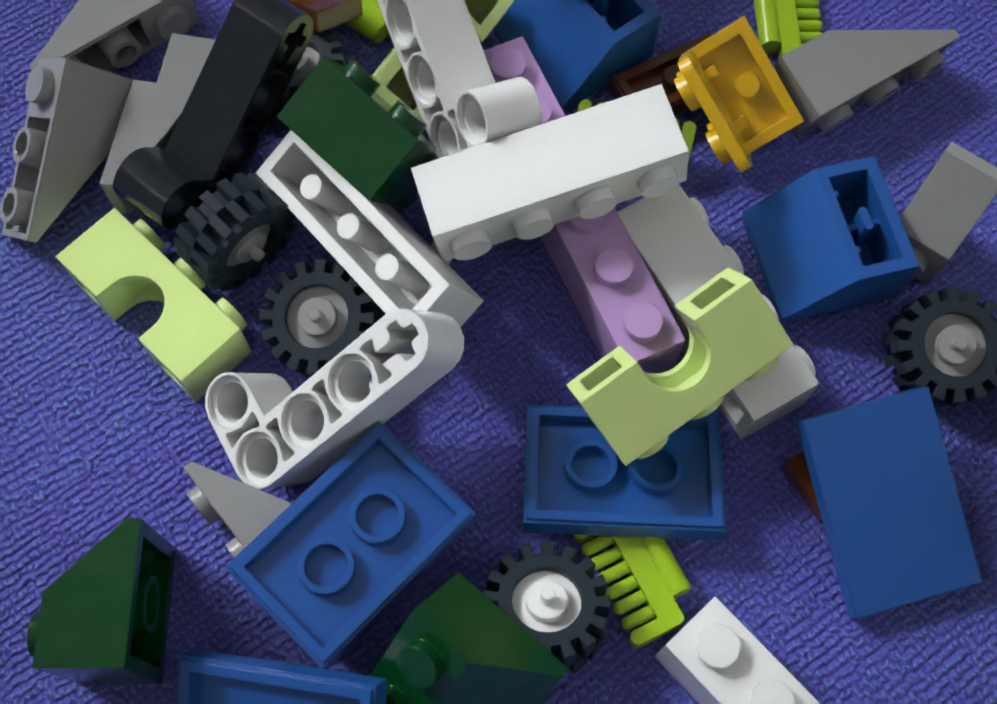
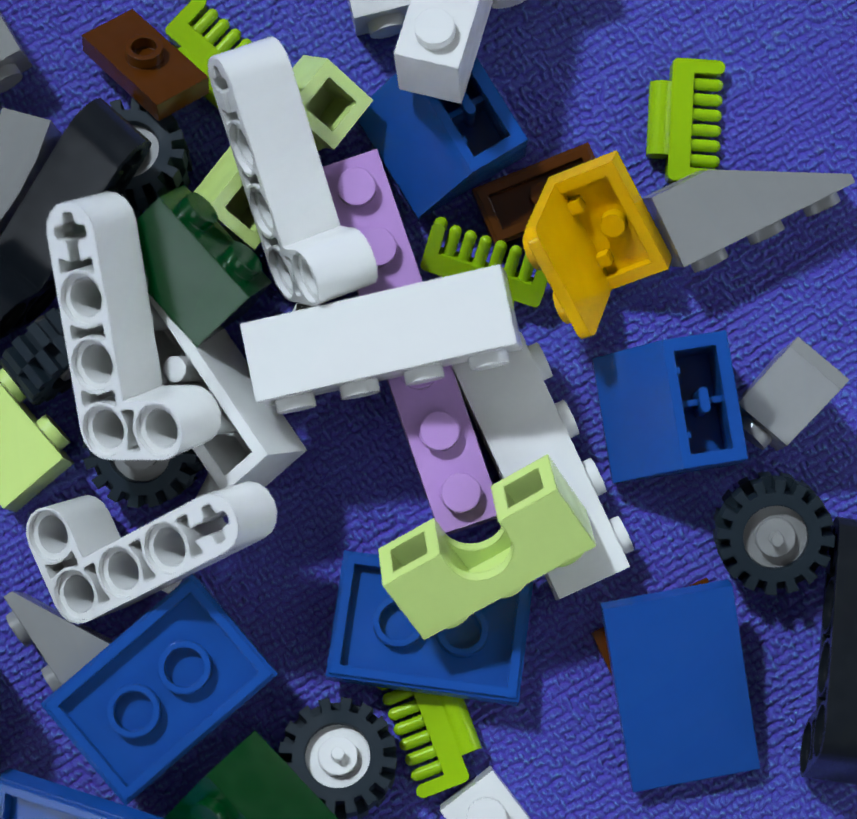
camera: 10 degrees right, 15 degrees up
(286, 190) = (113, 341): none -> white beam

